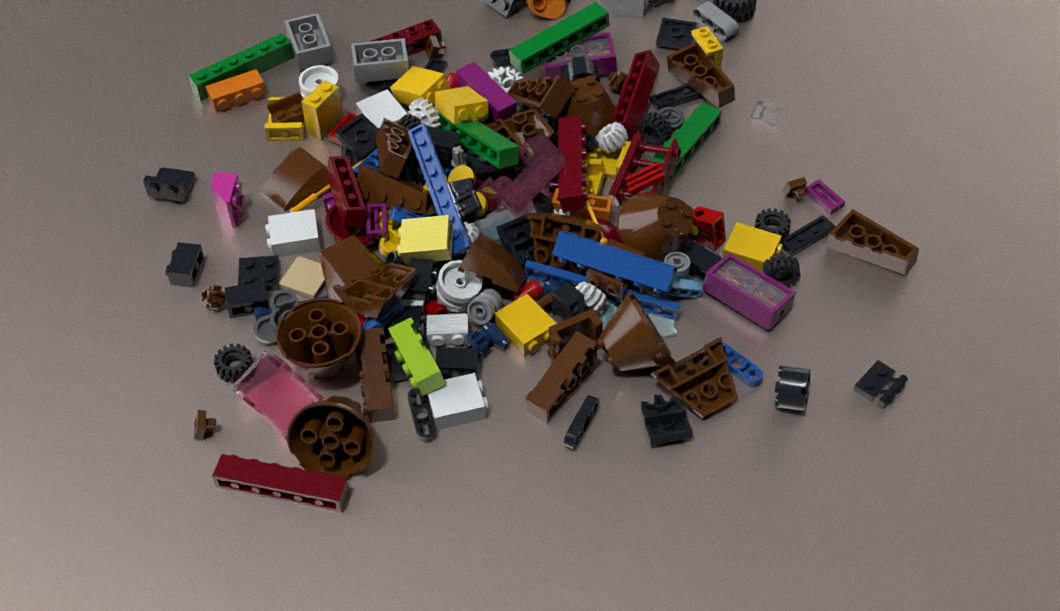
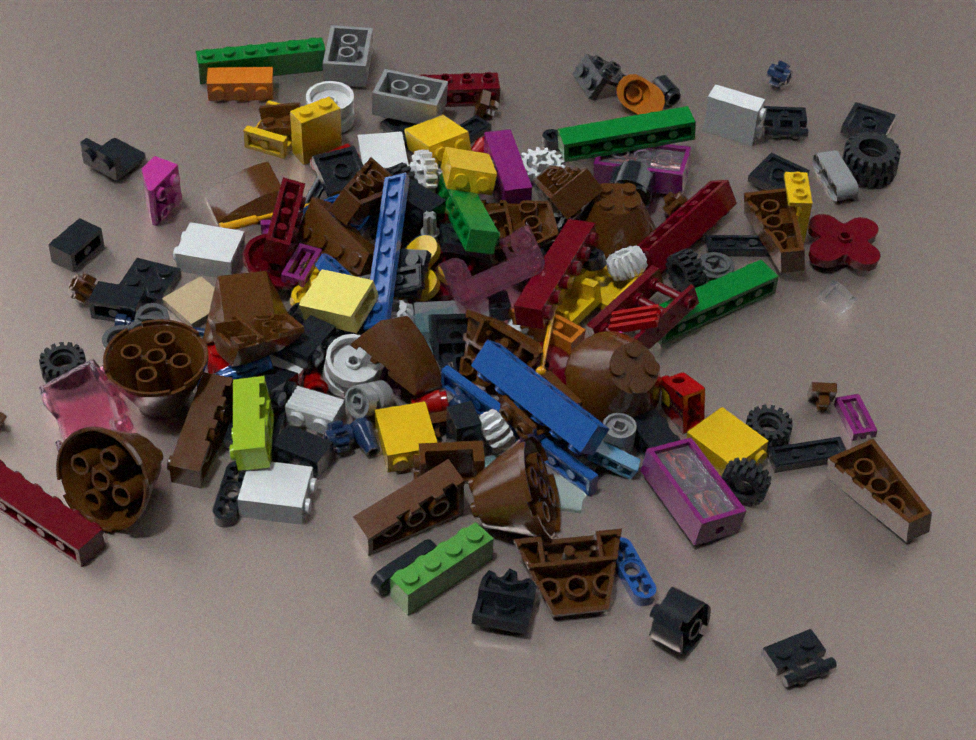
camera: 20 degrees right, 5 degrees down
(607, 413) = (441, 568): none -> bright green brick
(750, 69) = (843, 242): none -> dark red plant

